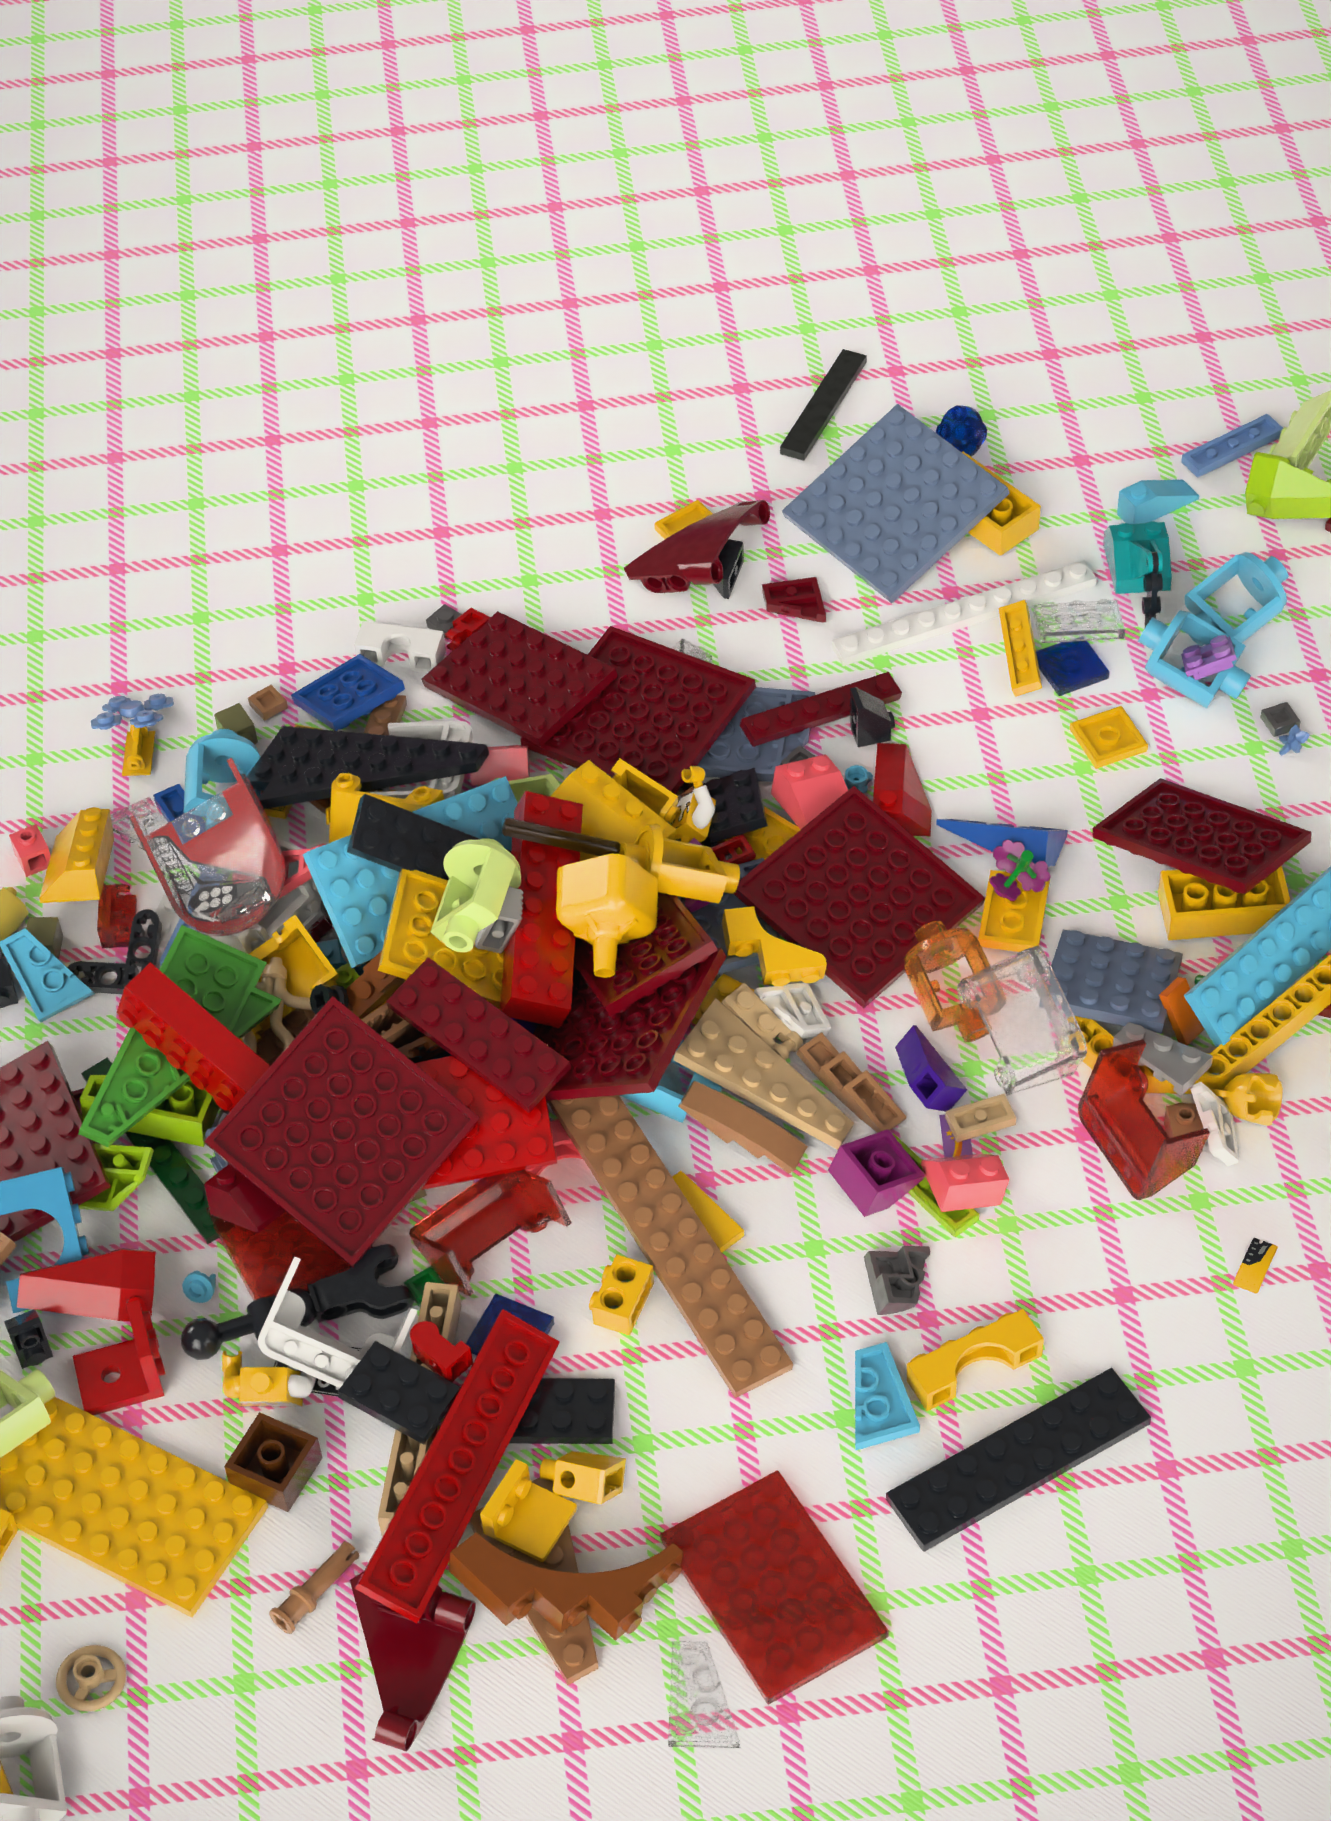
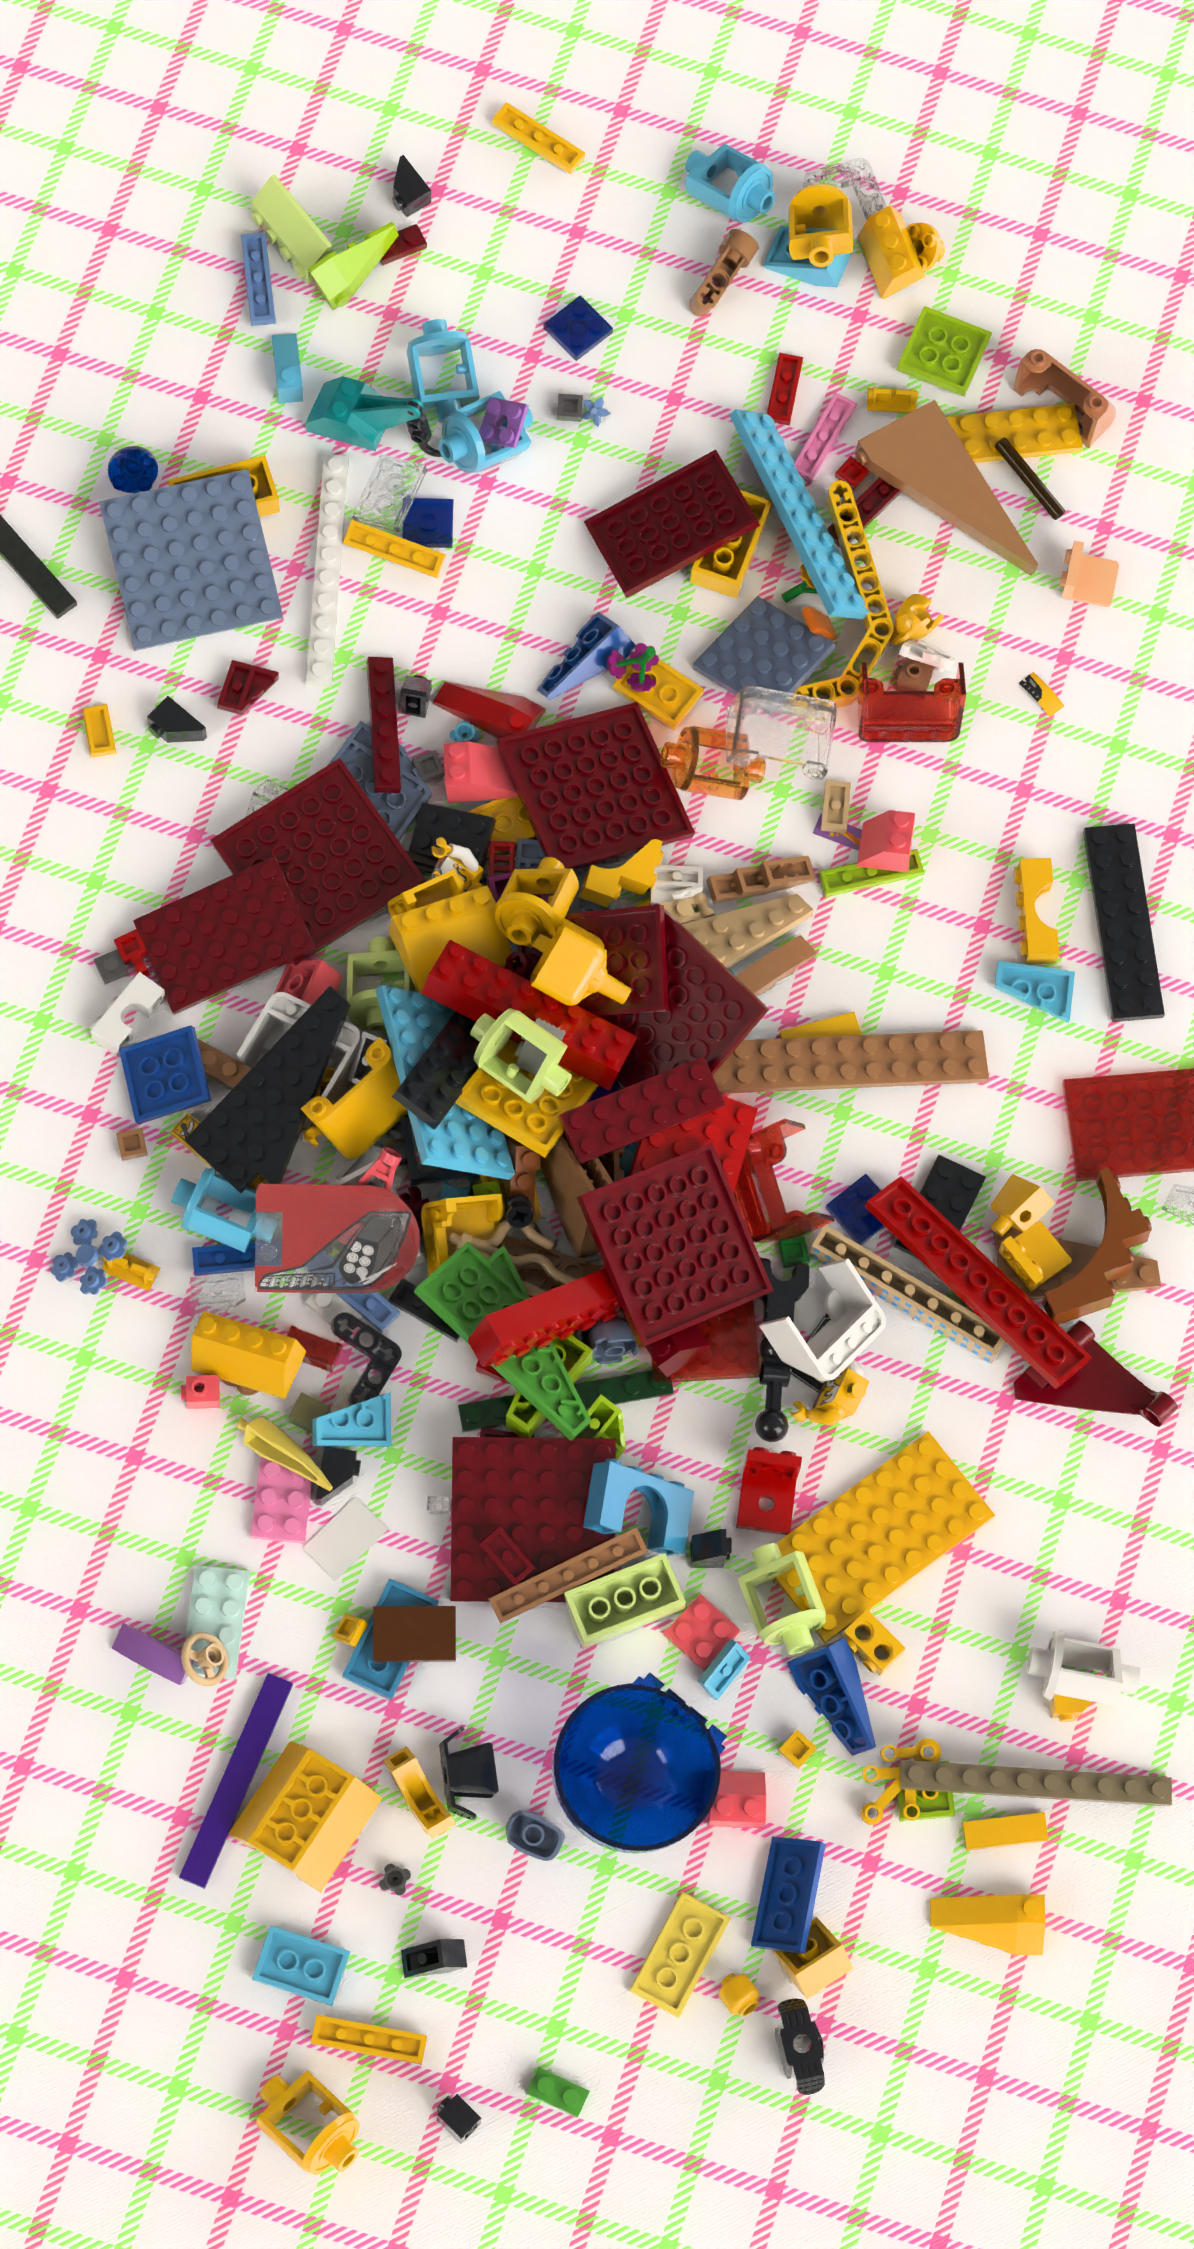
camera: 75 degrees left, 20 degrees up
(86, 1662) = (1020, 1594): tan piece -> none
(92, 1285) = (704, 1475): red wedge -> none
(199, 1286) = (718, 1413): medium azure plate -> none
(237, 720) = (151, 1180): olive brick -> none
(274, 1461) = (905, 1411): reddish brown brick -> none
(304, 1597) = (1019, 1432): medium nougat pin -> none
(399, 1392) = (904, 1299): black plate -> none
(438, 1352) = (886, 1259): red leg -> none
(559, 838) = (489, 969): dark brown axle -> none
(627, 1295) = (876, 1114): yellow brick -> none
(694, 551) = (155, 734): dark red panel -> none
(875, 1171) = (853, 899): magenta slope -> none
(896, 1277) = (943, 930): flat silver slope -> none
(928, 1072) = (778, 821): dark purple slope -> none
(1108, 737) = (517, 535): yellow tile -> none
(1166, 1057) = (875, 649): light grey wing -> none

